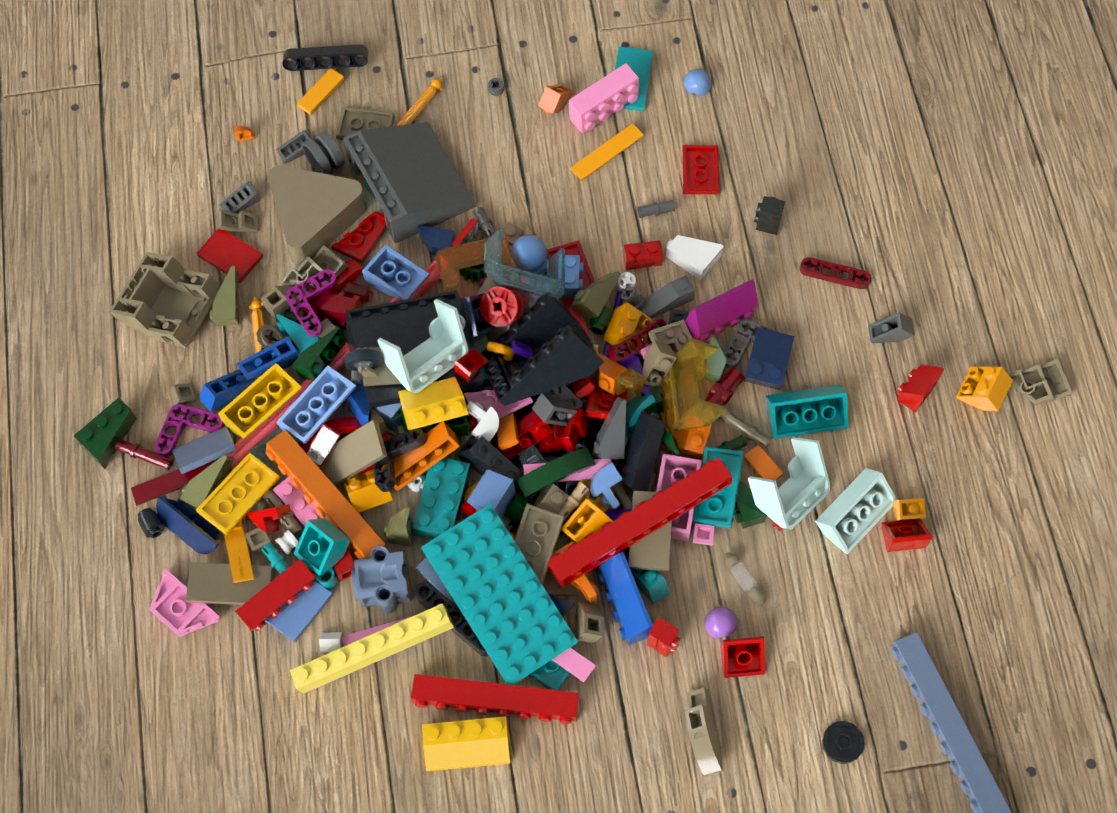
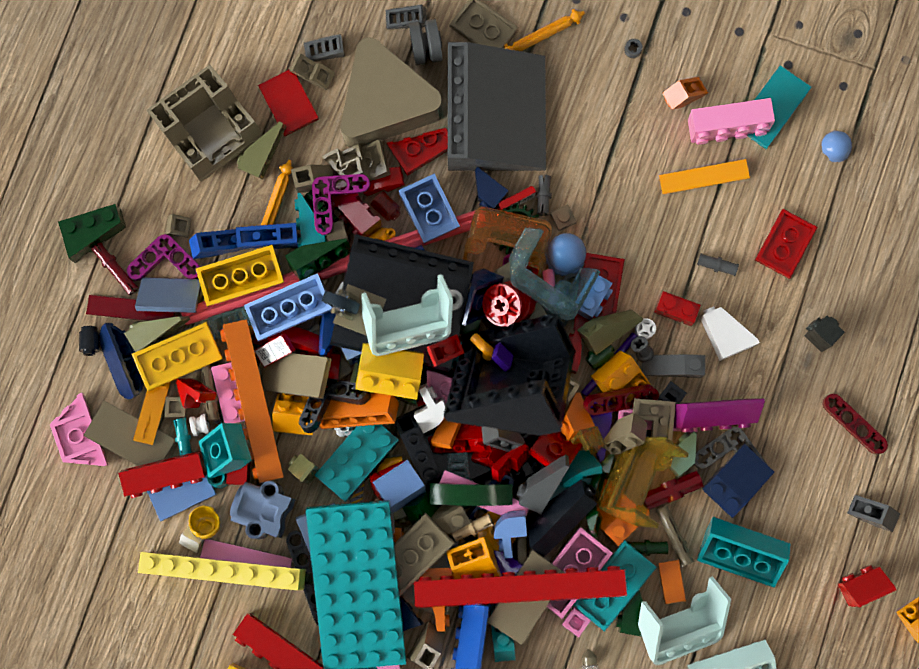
camera: 30 degrees right, 15 degrees up
(264, 331) = (280, 203): dark tan gear -> none
(334, 619) = (204, 522): none -> yellow hair
(376, 416) = (334, 354): dark tan slope -> none

